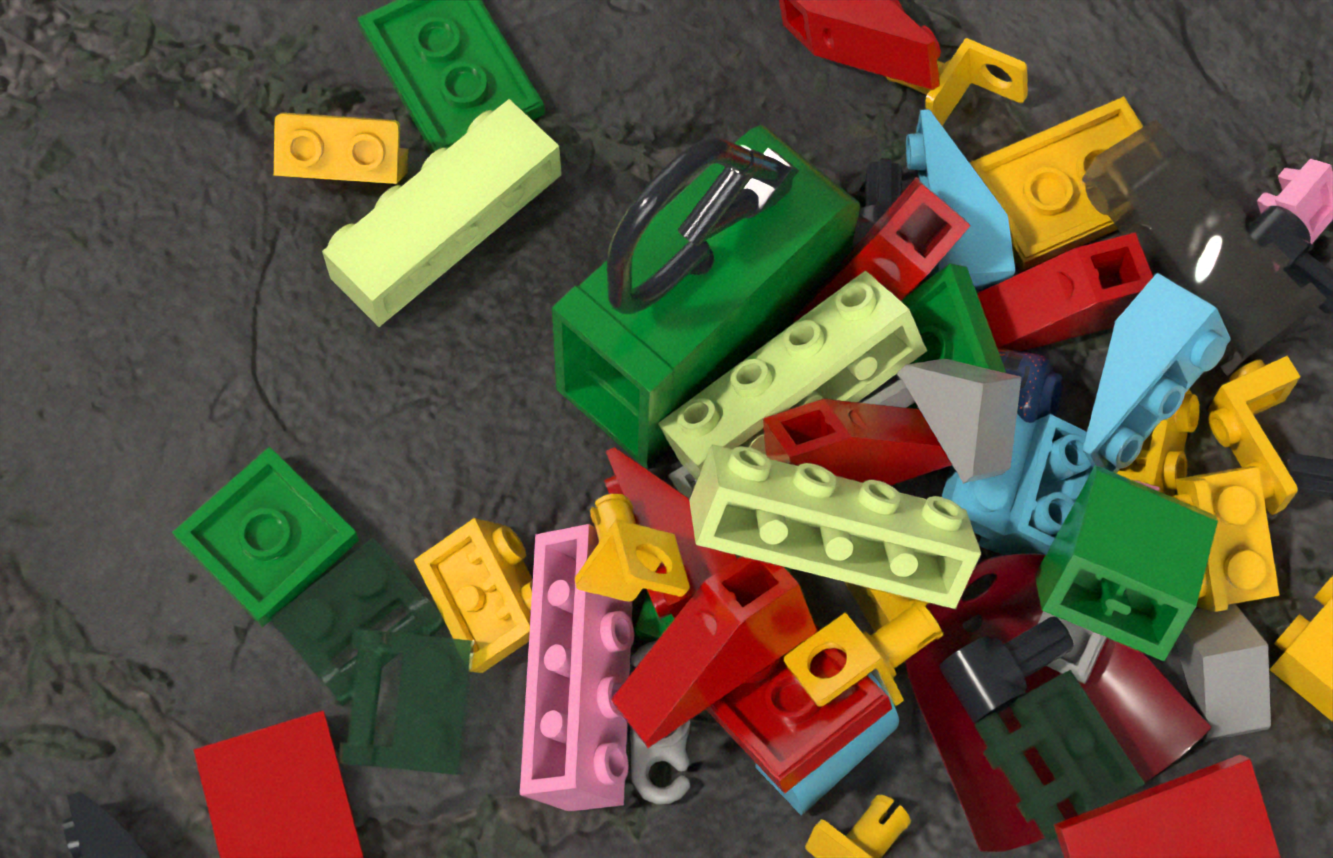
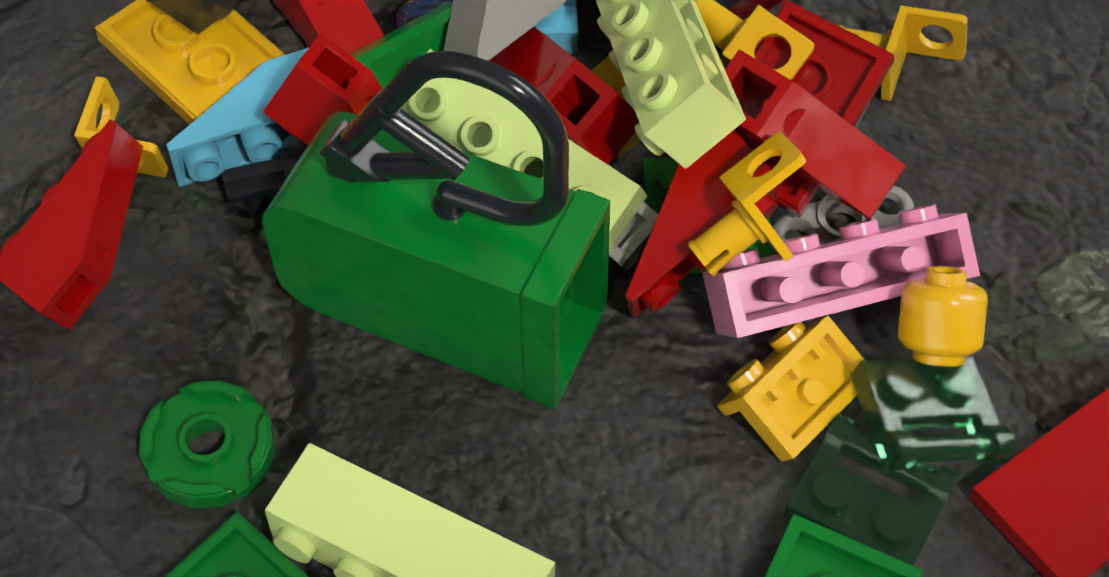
camera: 110 degrees left, 10 degrees down
(483, 731) = (942, 317): none -> yellow head
(622, 131) = (215, 477): none -> green tile

